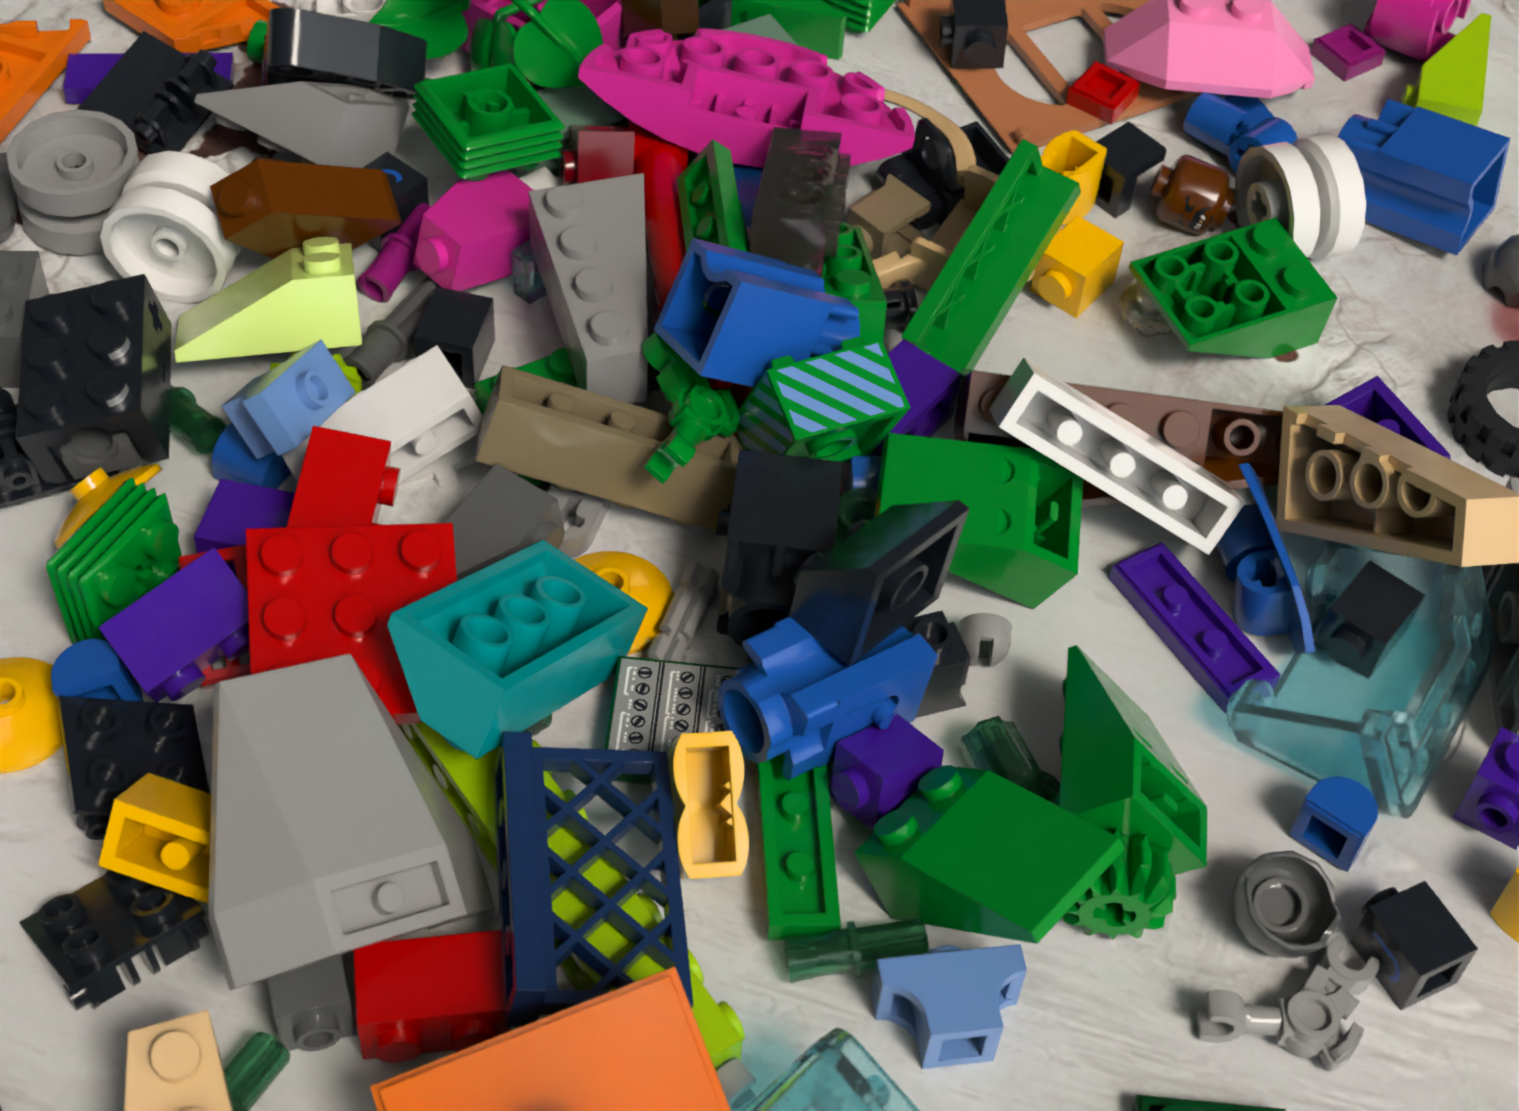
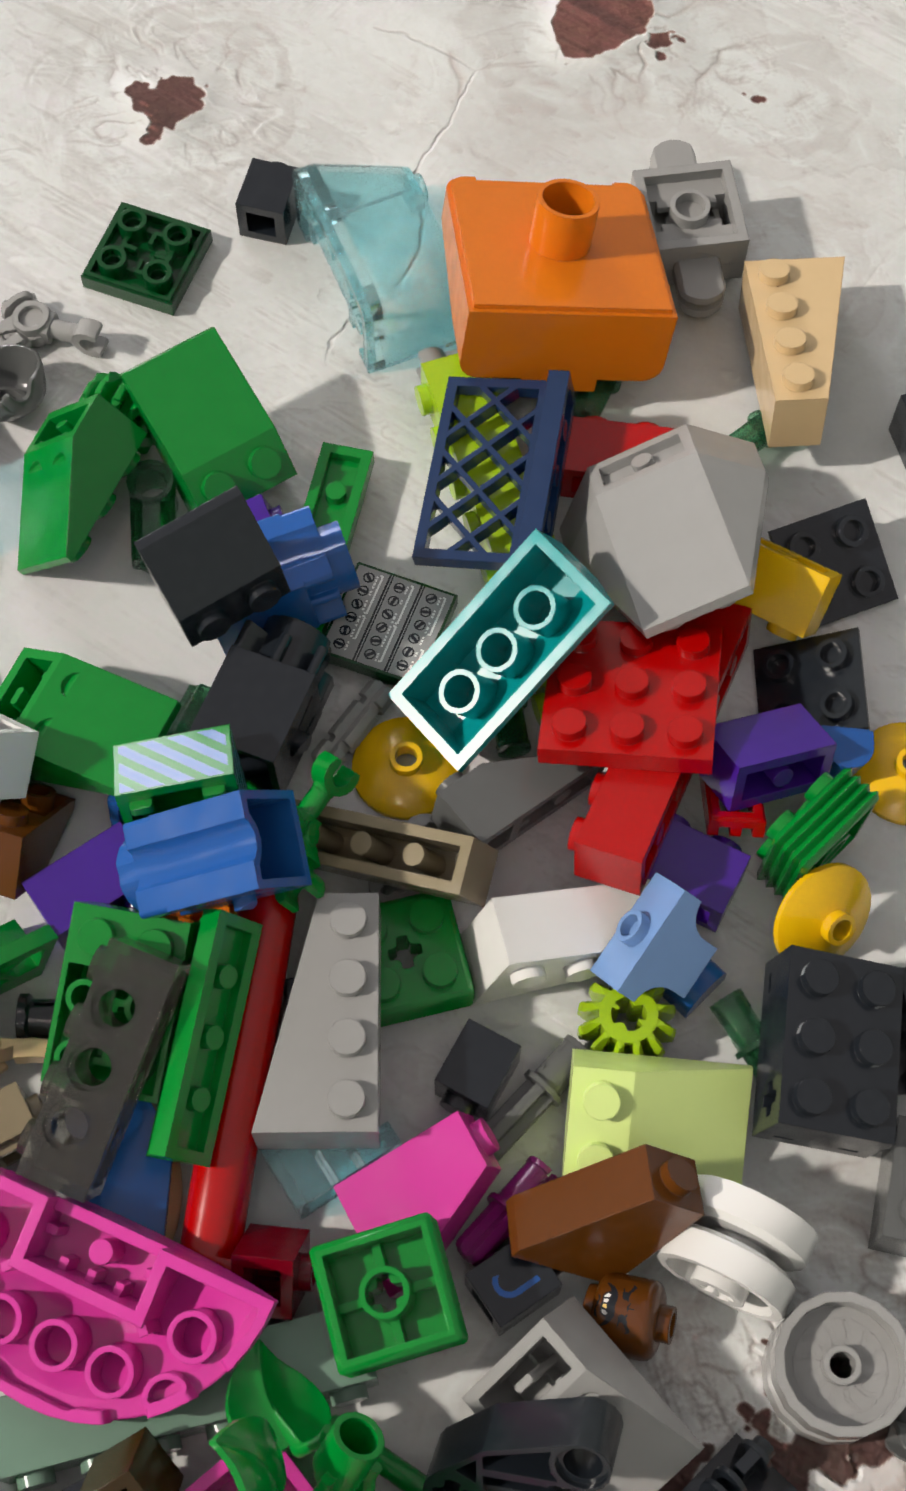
camera: 160 degrees left, 15 degrees up
(705, 786) = (392, 520): yellow brick -> none
(852, 948) = (313, 431): clear green axle -> none
(950, 999) = (276, 377): medium blue brick -> none
(951, 665) = (165, 634): black window -> none
(986, 637) = (116, 649): light grey hinge -> none

